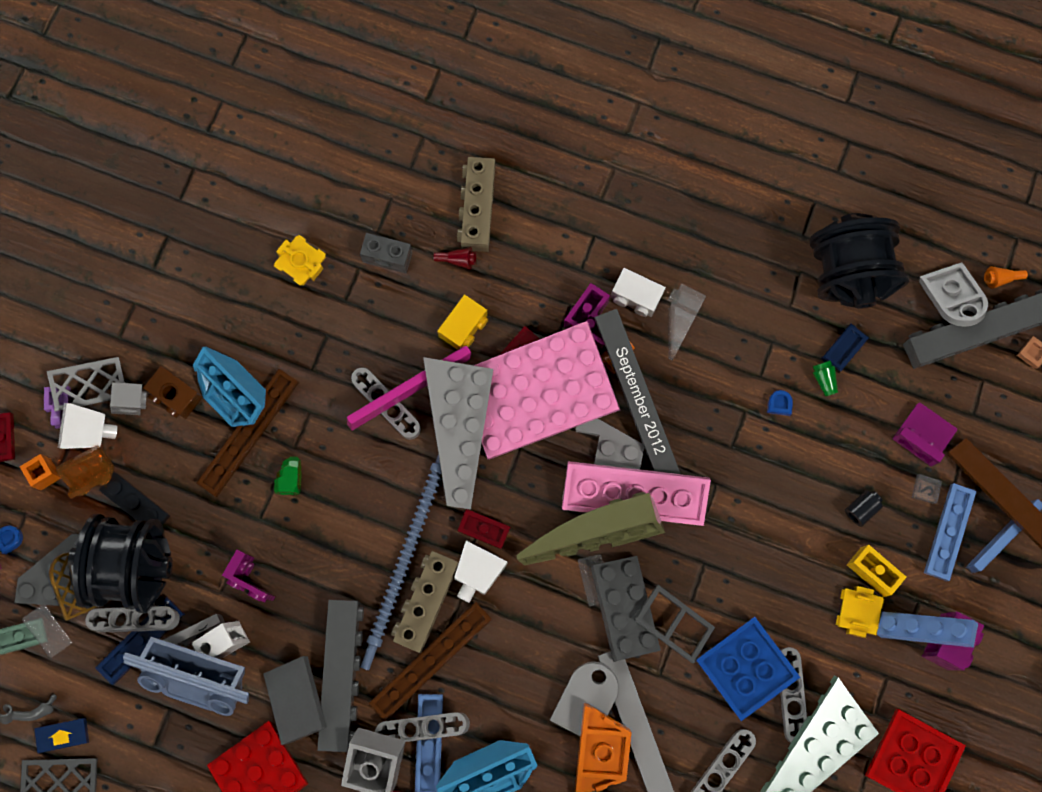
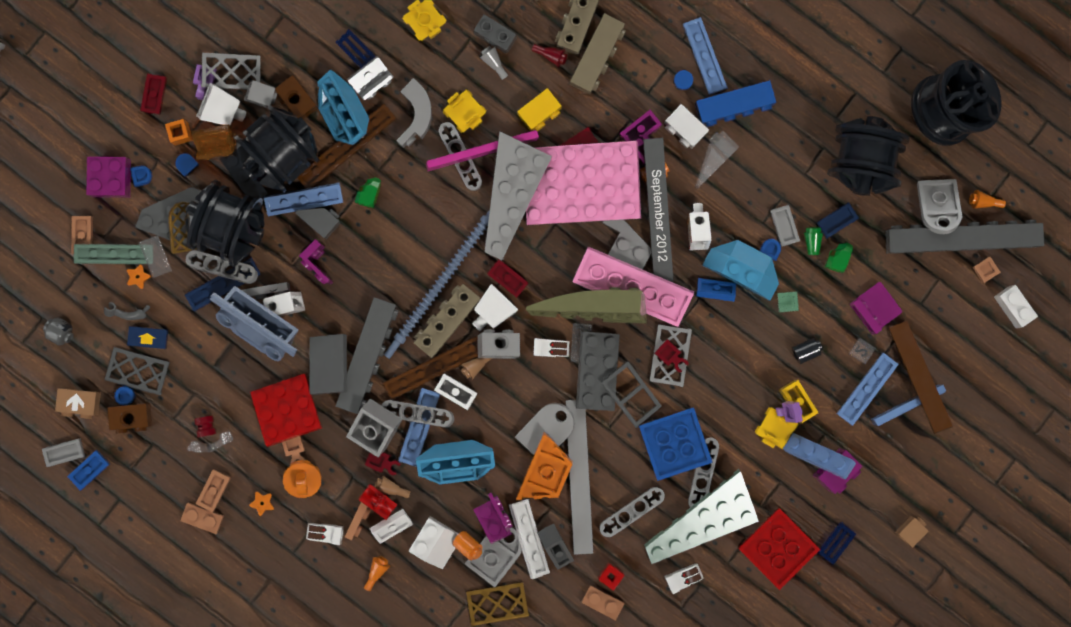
camera: 20 degrees right, 10 degrees up
(38, 660) = (142, 276): none -> orange plate
(60, 508) = (186, 164): none -> blue tile
(162, 455) = (276, 148): none -> black wheel
(212, 508) = (303, 199): none -> medium blue plate
(213, 308) = (344, 37): none -> clear blue tile
(239, 526) = (321, 220): none -> dark grey slope
(255, 344) = (370, 78): none -> bracket
(329, 376) = (423, 113): none -> light grey arch
(376, 350) = (464, 111): none -> yellow piece
(388, 280) = (491, 58): none -> light grey cone
(461, 686) = (456, 391): none -> white brick
(474, 648) = (472, 367): none -> medium nougat cone
(485, 621) = (510, 344): none -> light grey brick
(510, 241) = (597, 53): none -> dark tan brick
(560, 597) = (551, 348): none -> white leg
(617, 243) = (683, 80): none -> blue tile
(632, 210) = (705, 56): none -> medium blue tile
(685, 250) = (735, 103): none -> blue brick
(690, 403) = (698, 235): none -> white torso
(691, 577) = (655, 362): none -> light grey window
(704, 561) = (669, 354): none -> dark red plate
(733, 468) = (716, 289): none -> blue plate
(757, 432) = (744, 267): none -> dark azure wedge
(787, 371) = (784, 225): none -> light grey tile
(821, 458) = (788, 301): none -> clear green tile
(863, 389) = (839, 258): none -> green rock
(874, 584) = (791, 411): none -> medium lavender plate
(936, 174) = (973, 95): none -> black wheel
(980, 732) = (832, 560): none -> clear blue tile

